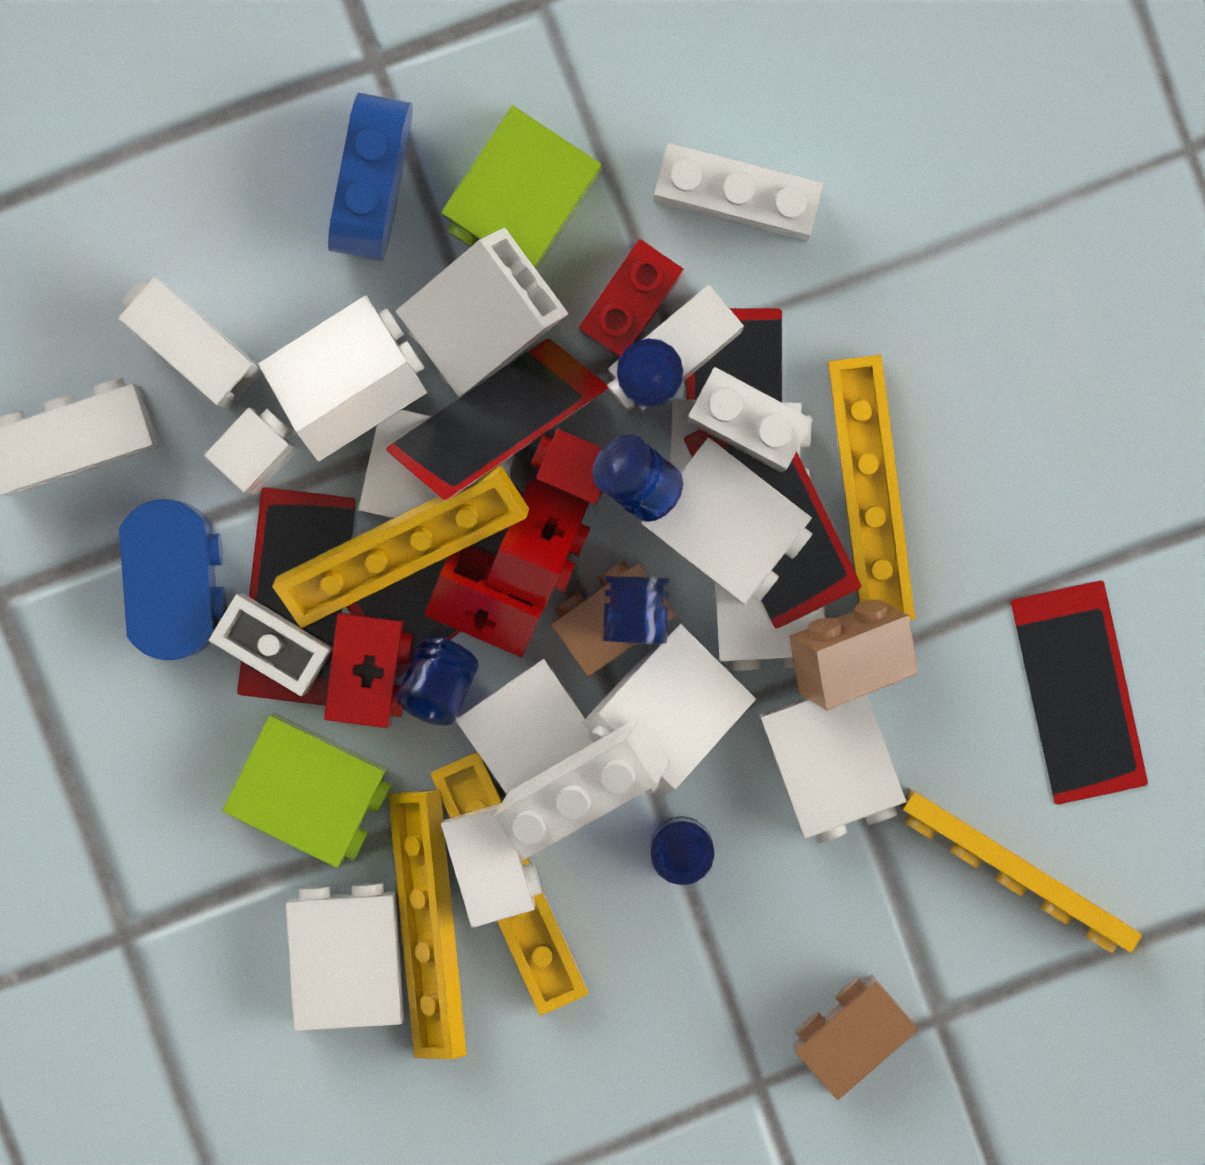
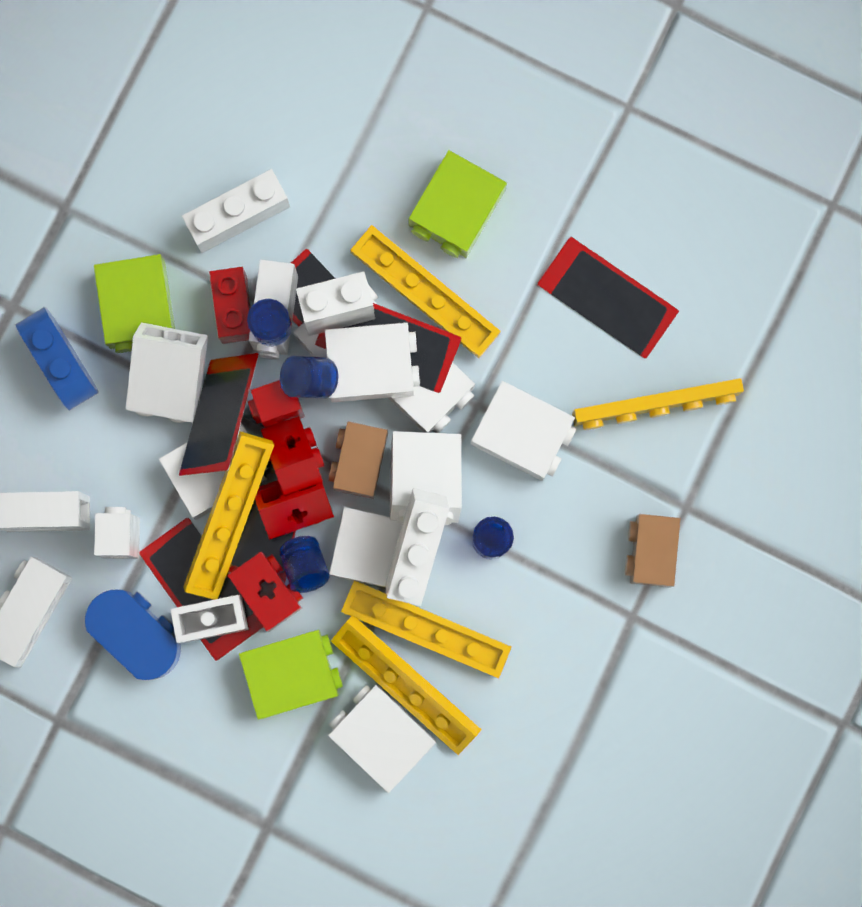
camera: 45 degrees left, 5 degrees down
(344, 377) = (129, 461): white brick -> none
(489, 868) = (409, 627): white brick -> none
(636, 610) = (365, 441): clear blue piece -> none
(853, 654) = (486, 370): medium nougat brick -> none
(1002, 422) = (456, 205): none -> lime brick

